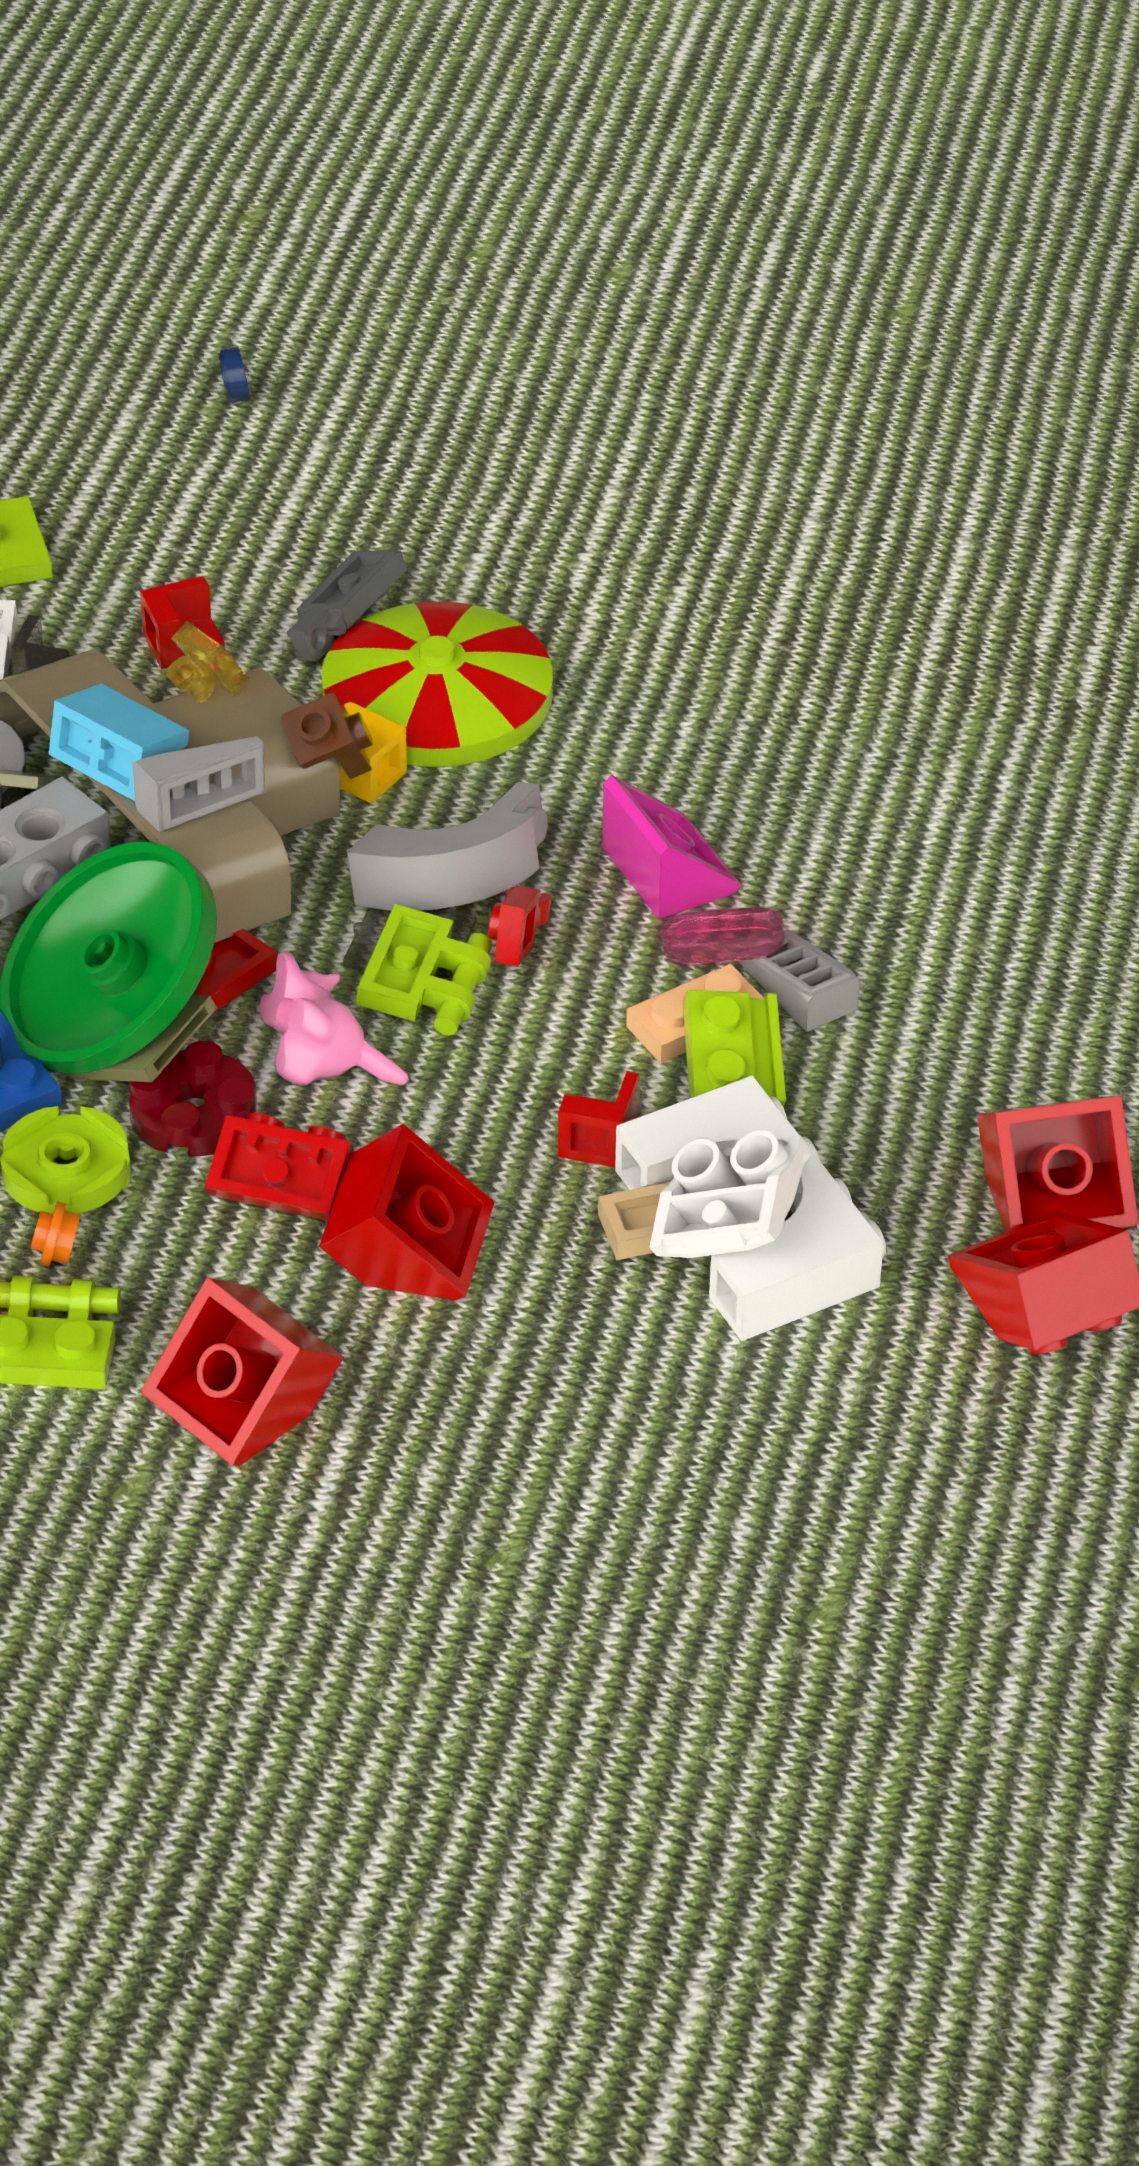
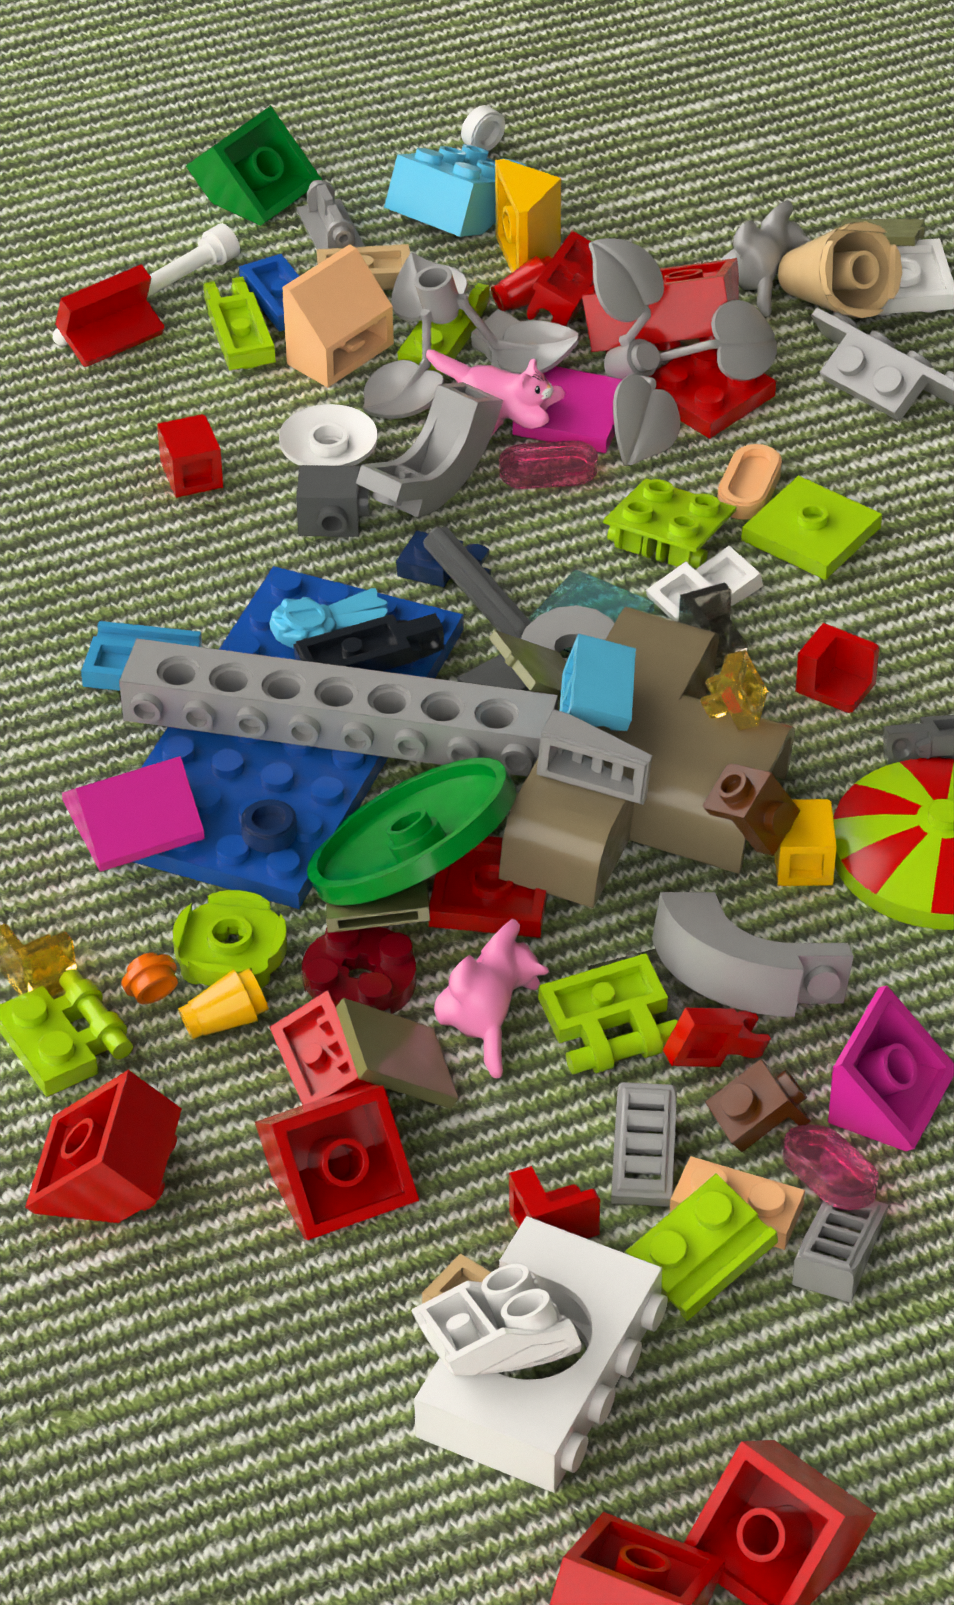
camera: 55 degrees right, 0 degrees up
(144, 1201) = (224, 1005): none -> yellow cone
(335, 1115) = (396, 1053): none -> olive piece
(562, 999) = (644, 1109): none -> light grey slope
(614, 940) = (757, 1104): none -> reddish brown bracket

